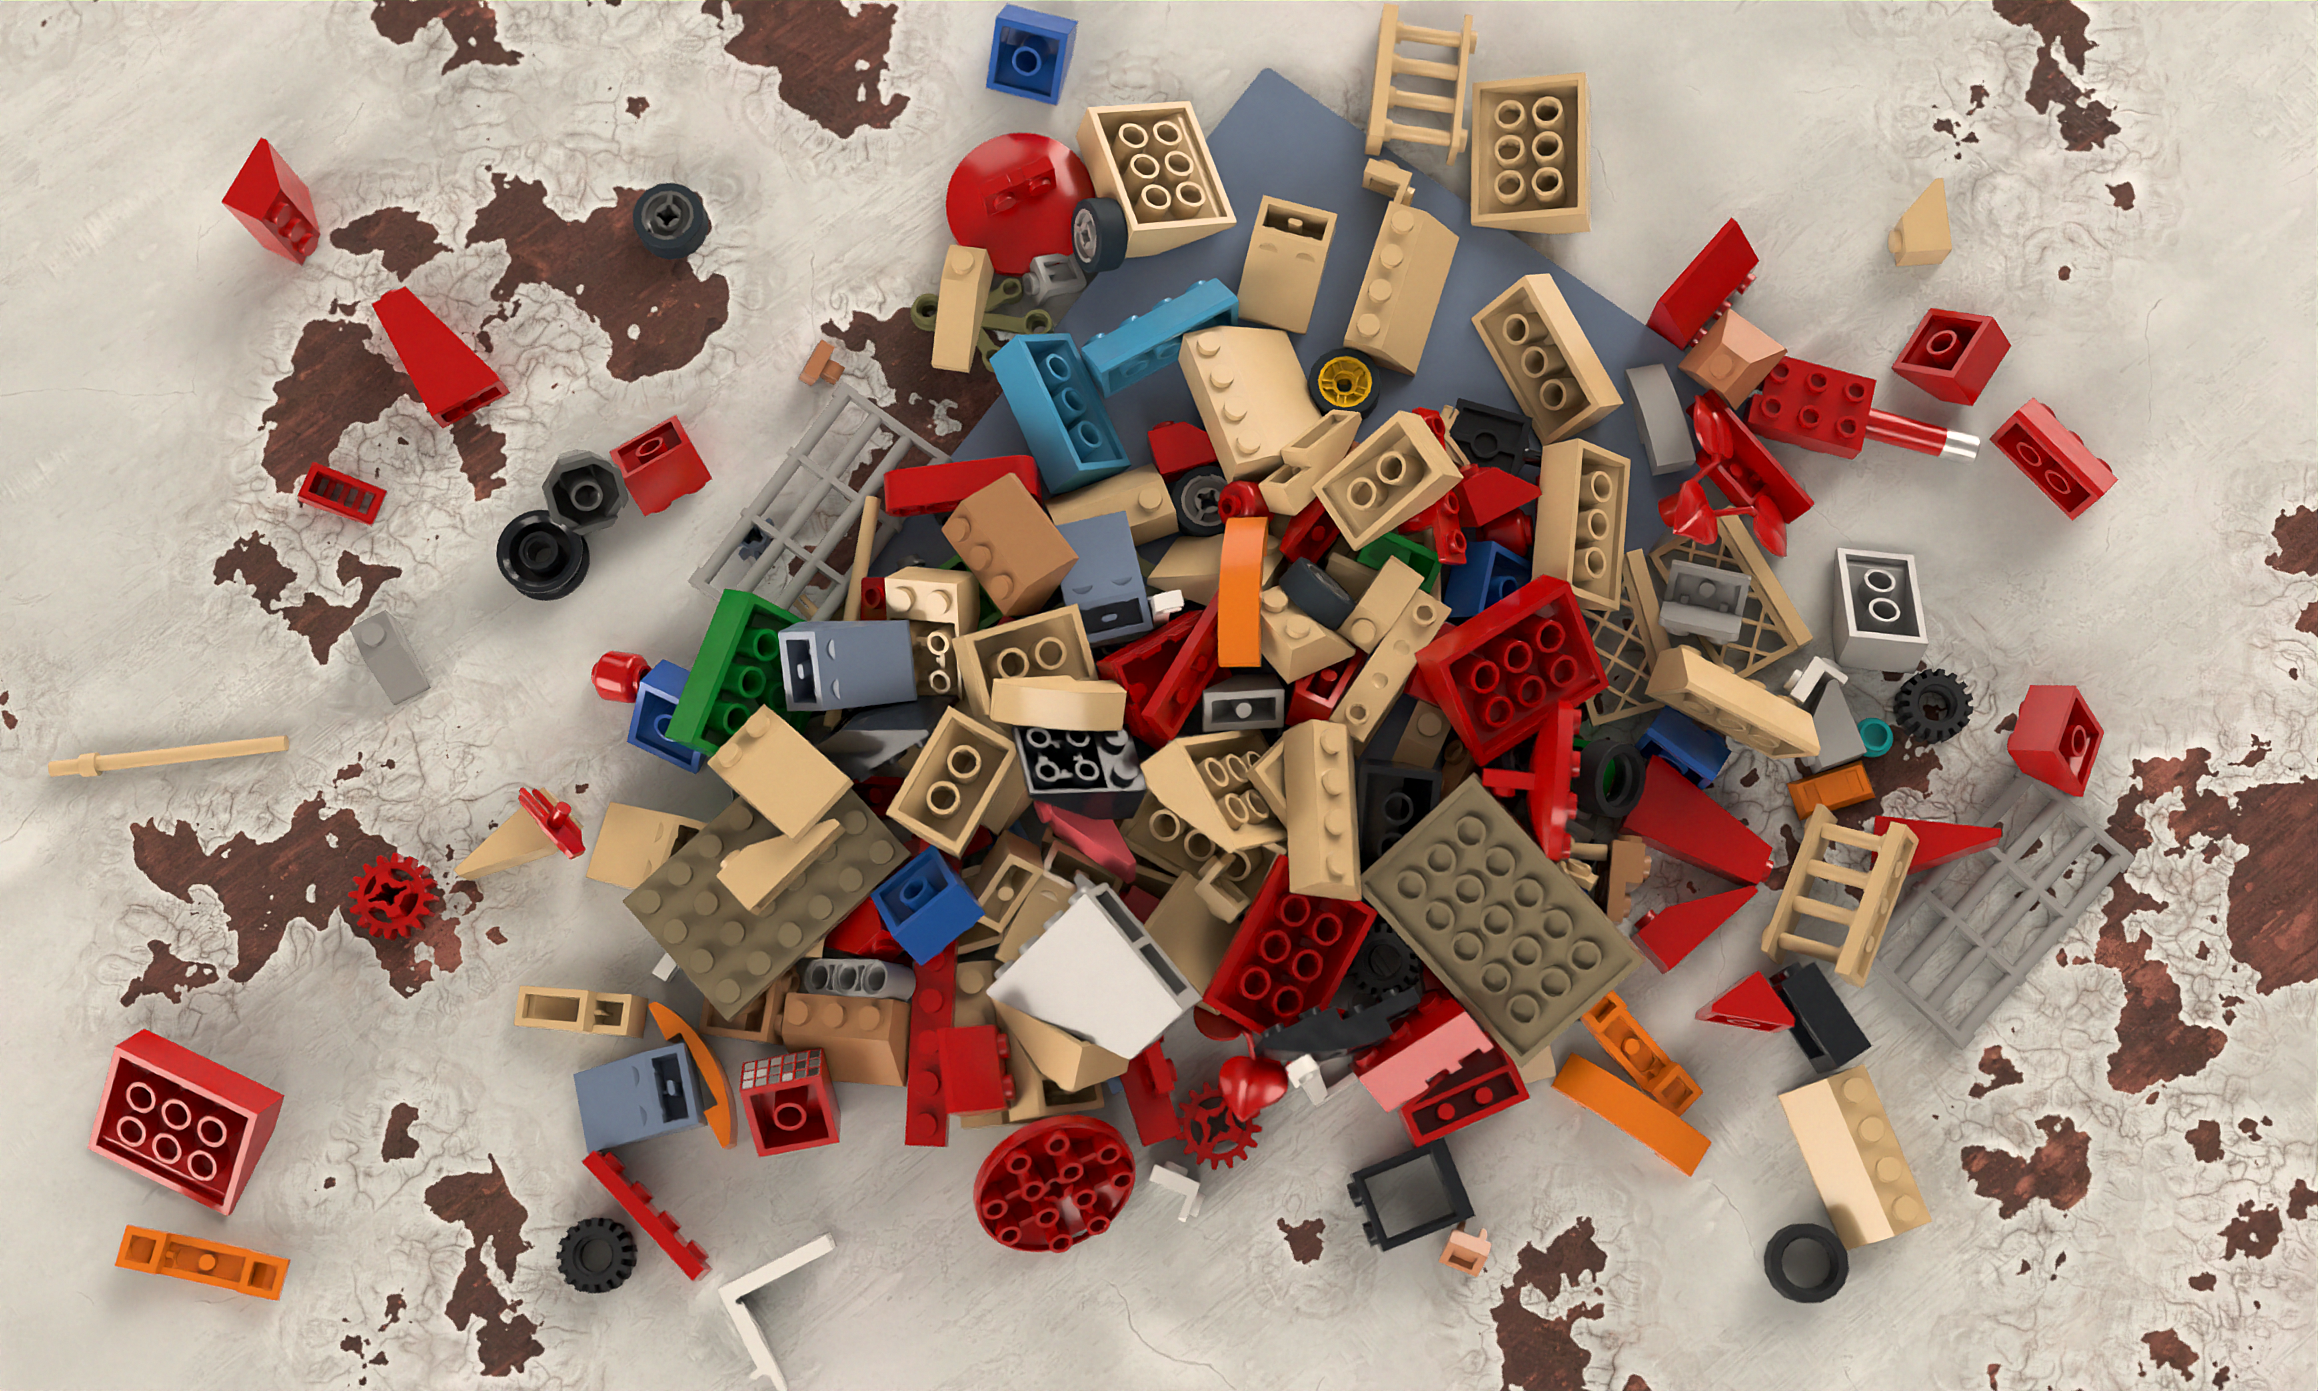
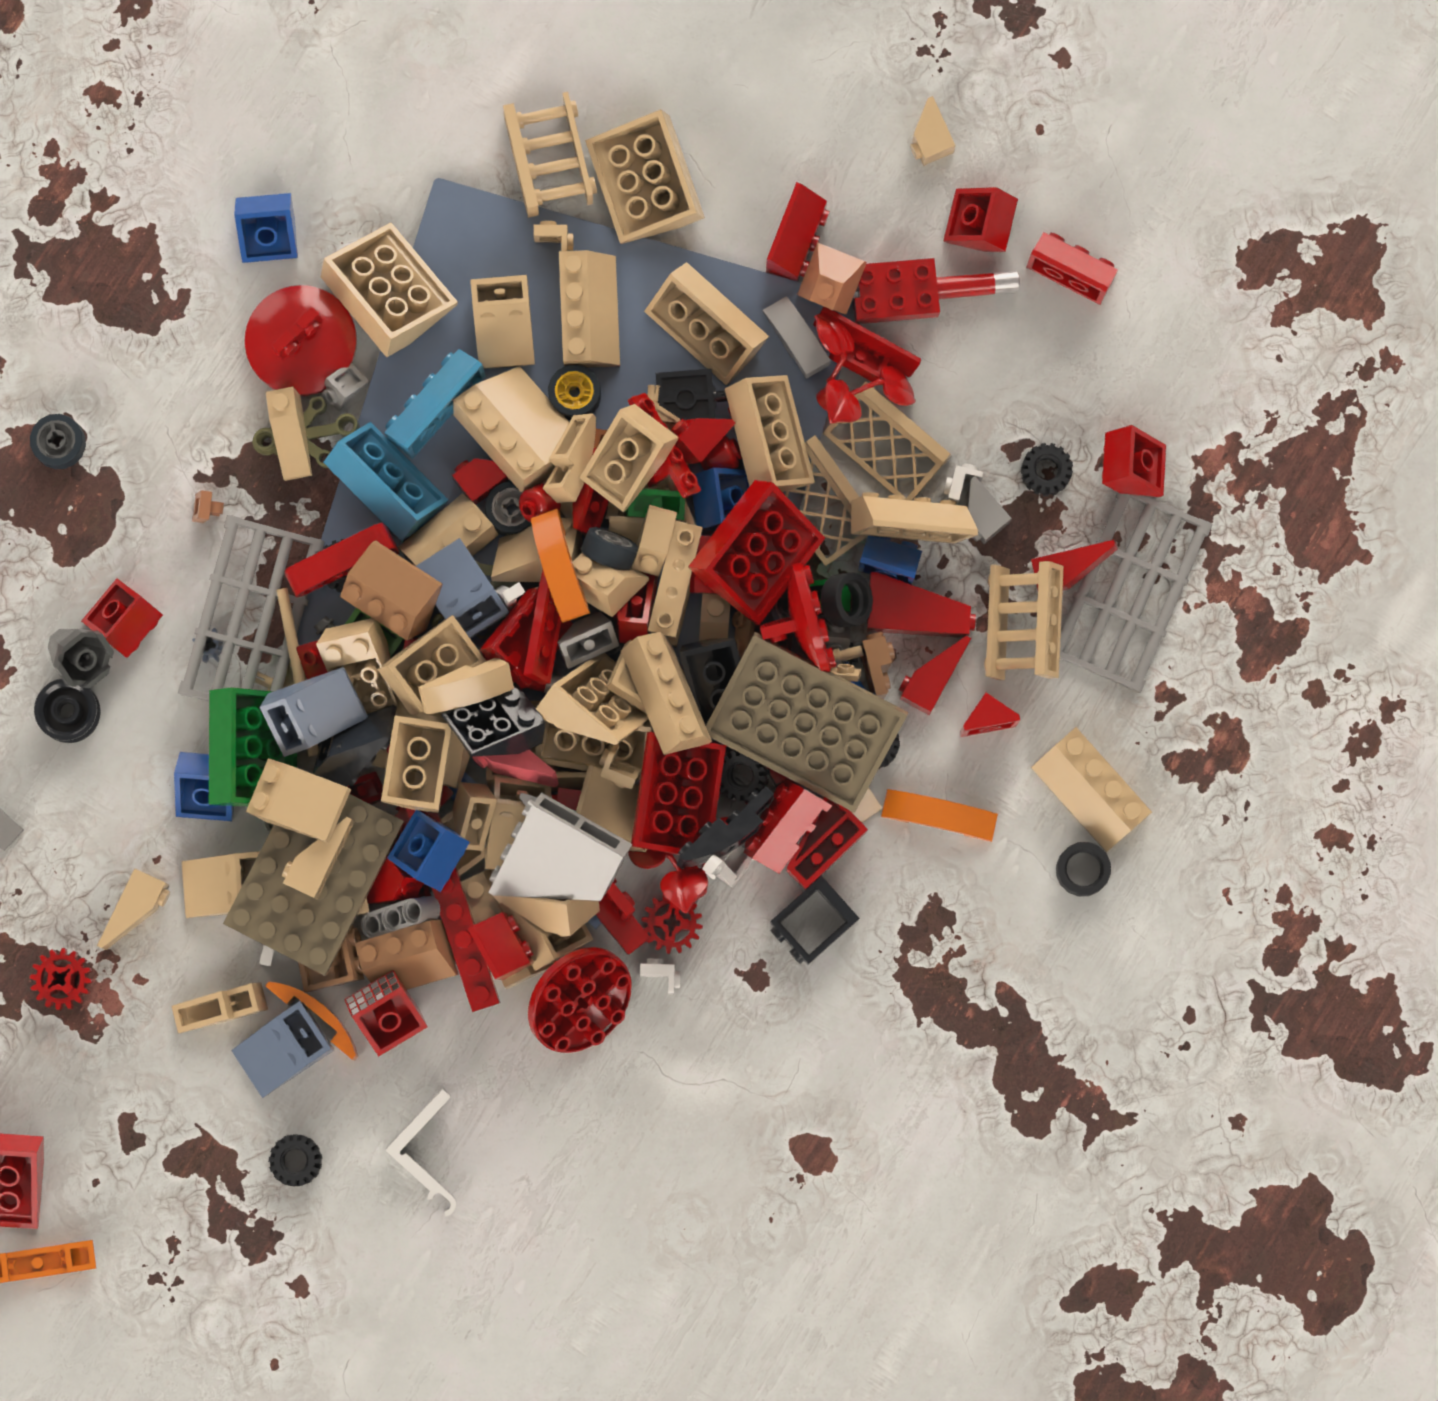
camera: 25 degrees left, 5 degrees up
(555, 824) = (153, 888): red piece -> none
(619, 676) = (155, 774): red head -> none
(660, 1226) = (308, 1115): red plate -> none
(1099, 234) = (366, 346): black wheel -> none
(1465, 1251) = (862, 943): nougat tile -> none
(1640, 1055) = (930, 774): orange slope -> none
(1704, 602) = (870, 456): light grey bracket -> none
(1821, 1020) = (1035, 707): black window -> none
(1831, 788) = (998, 550): orange tile -> none
(1876, 736) = (1014, 504): teal plate -> none
(1877, 611) = (988, 417): light grey slope -> none

